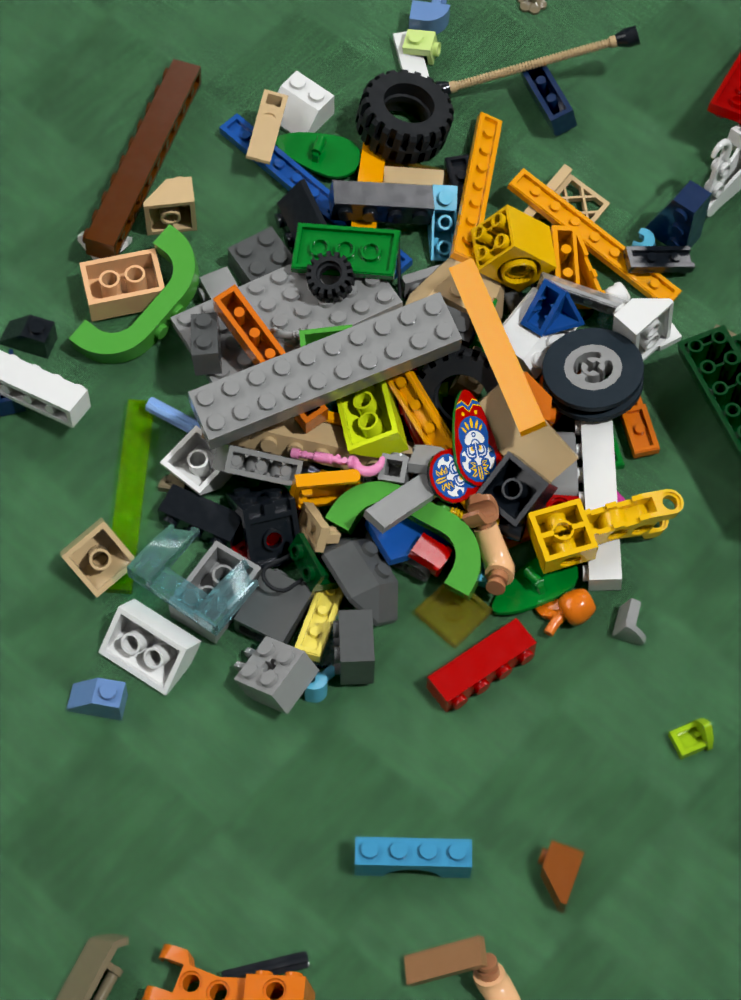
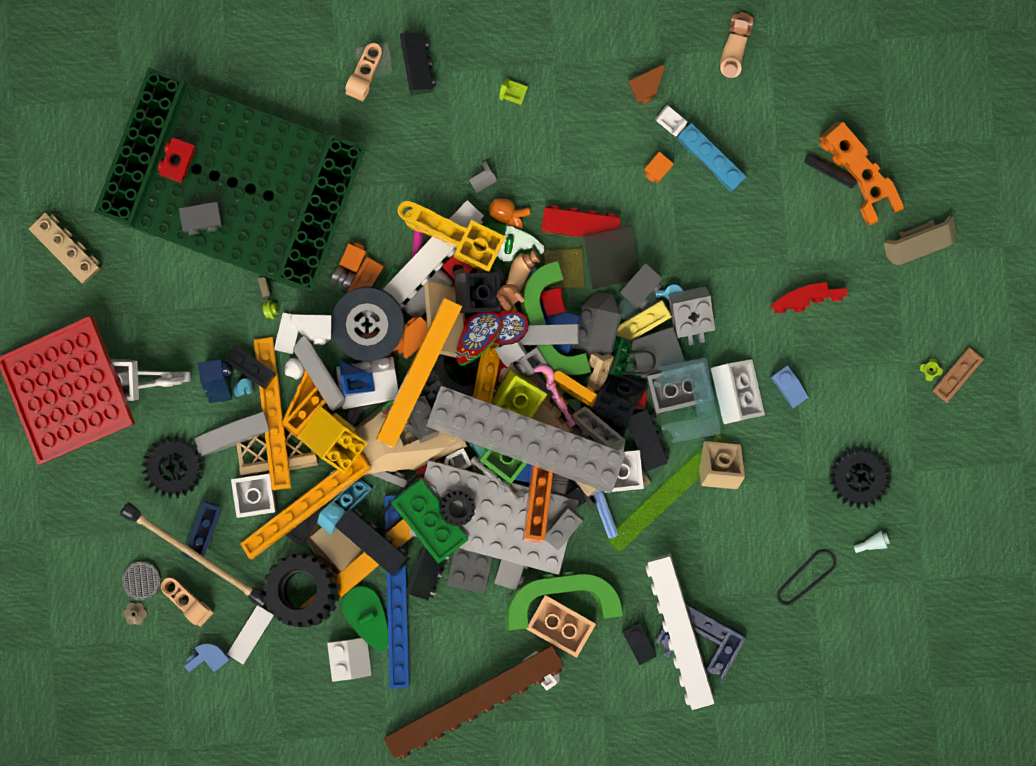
camera: 135 degrees left, 25 degrees up
(170, 800) = (800, 297): none -> red slope
(171, 204) = (487, 652): tan slope -> none
(266, 126) = (388, 655): tan slope -> none
(418, 658) = (611, 256): none -> clear smoke piece
(422, 44) = (236, 638): yellowish green bracket -> none
(445, 961) = (746, 91): medium nougat tile -> none
(459, 795) = (658, 168): none -> orange brick
(495, 858) = (671, 121): none -> white bracket
(496, 35) = (194, 611): none -> light nougat piece
(535, 153) = (253, 496): none -> white brick
(556, 27) = (141, 580): none -> tile
(609, 194) = (231, 434): none -> light grey slope
(631, 122) = (169, 448): none -> black gear
(662, 410) = (342, 278): none -> flat silver wheel
(672, 436) = (353, 257): none -> orange brick
(695, 325) = (270, 309): none -> lime plate

